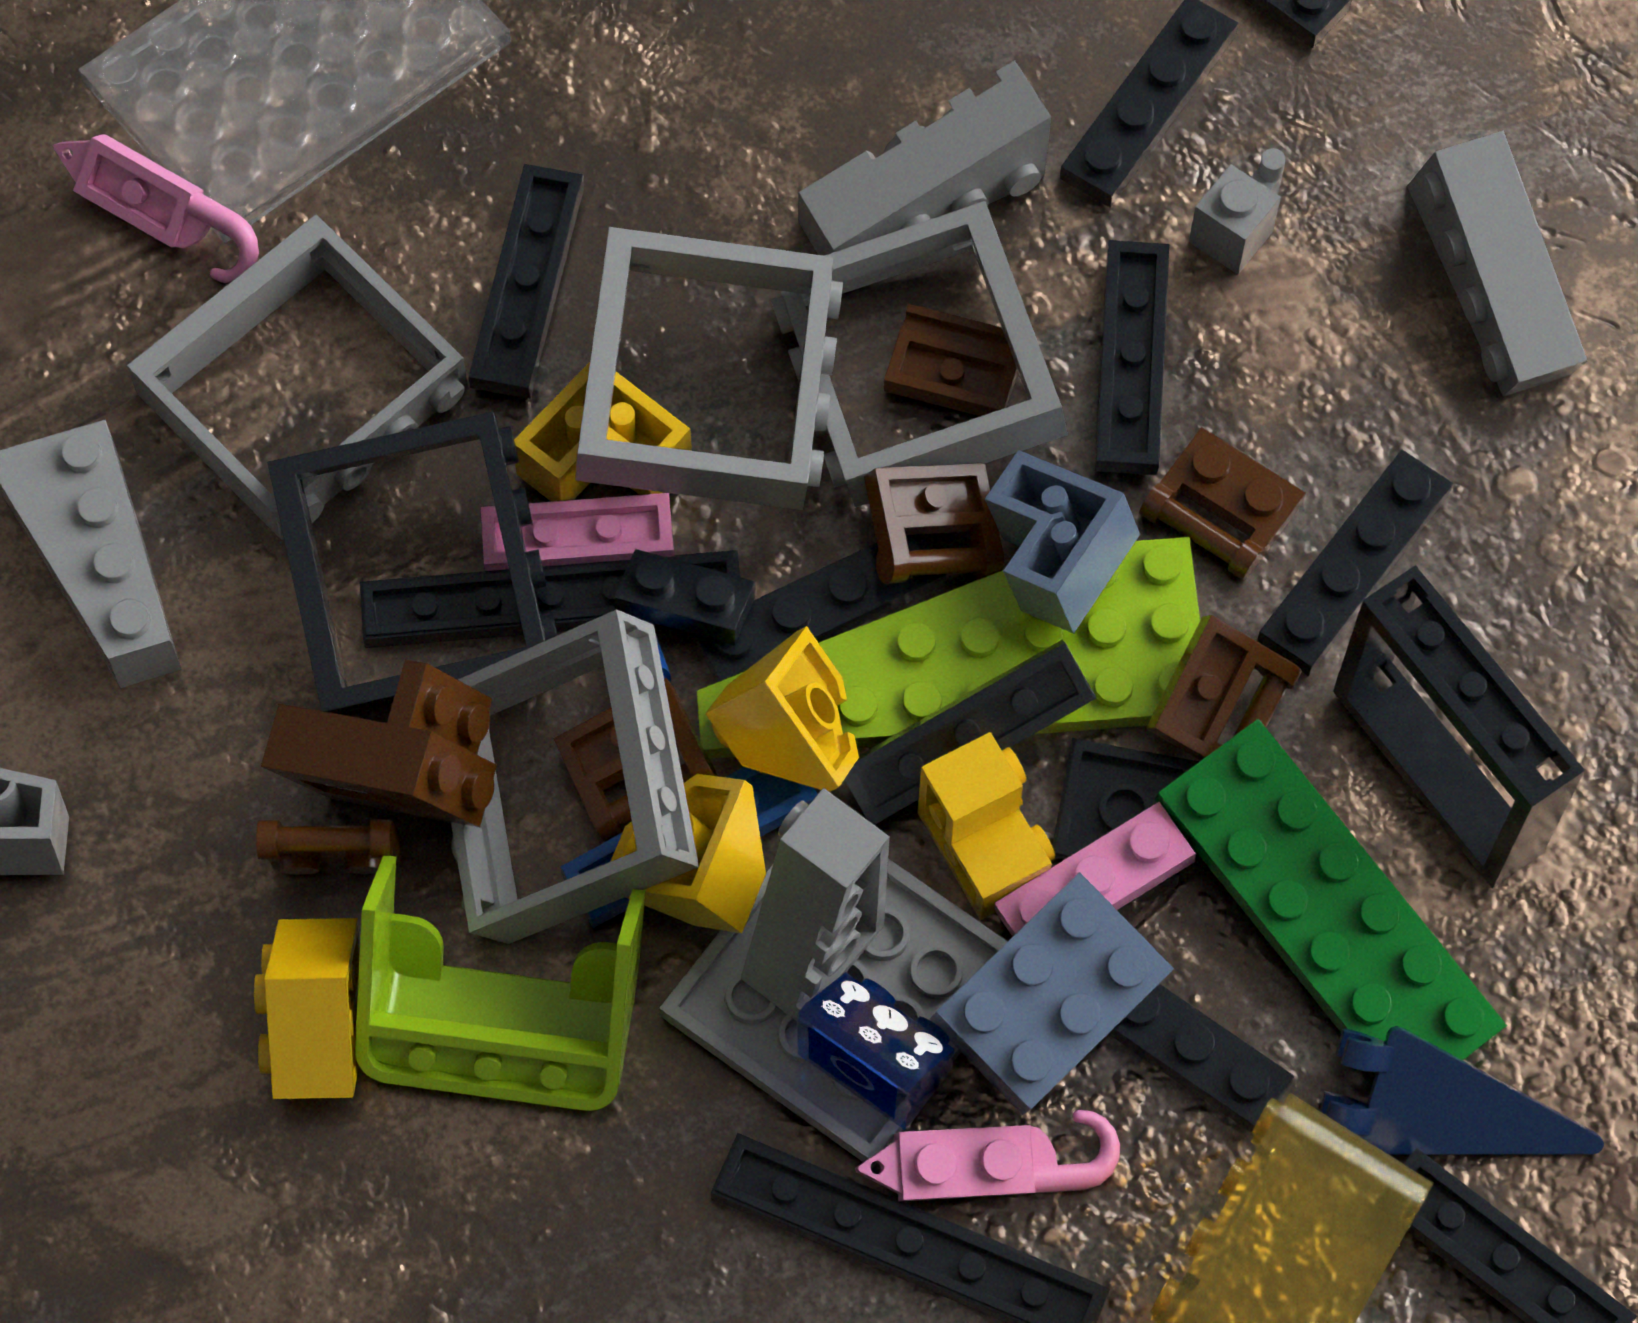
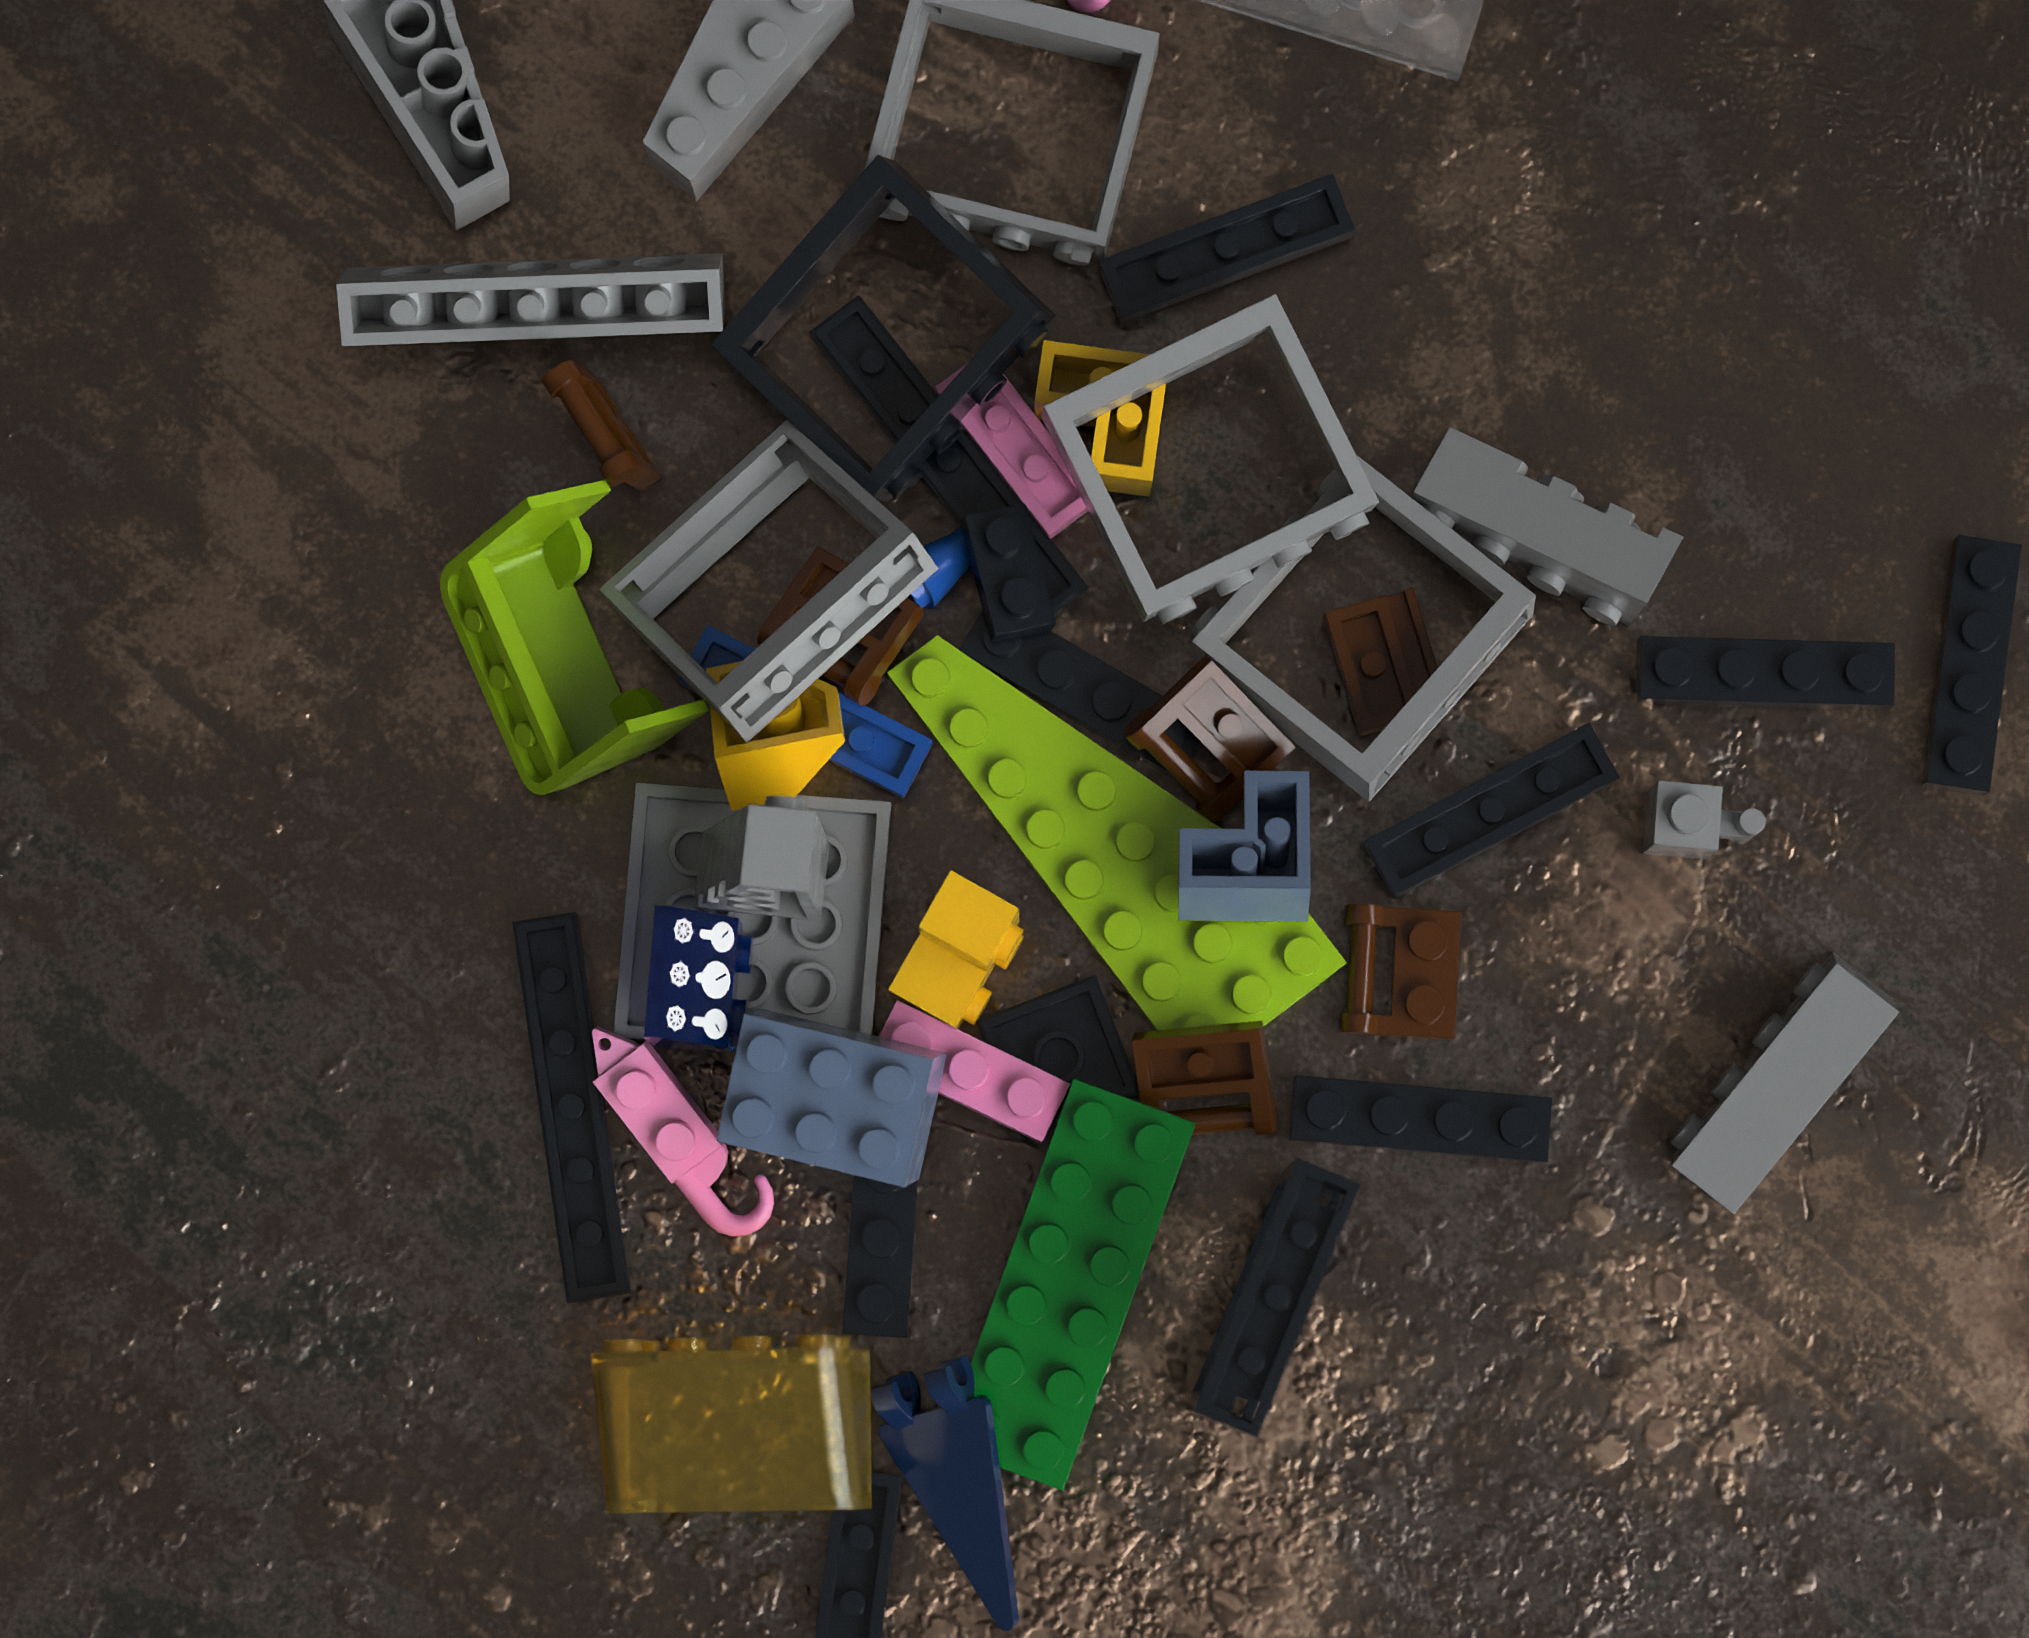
camera: 60 degrees right, 15 degrees up
(170, 842) = (531, 299): none -> light grey brick
(310, 1008) = (454, 502): yellow brick -> none
(412, 764) = (689, 441): reddish brown brick -> none
(787, 717) = (944, 728): yellow slope -> none
(1007, 706) = (1038, 884): black plate -> none

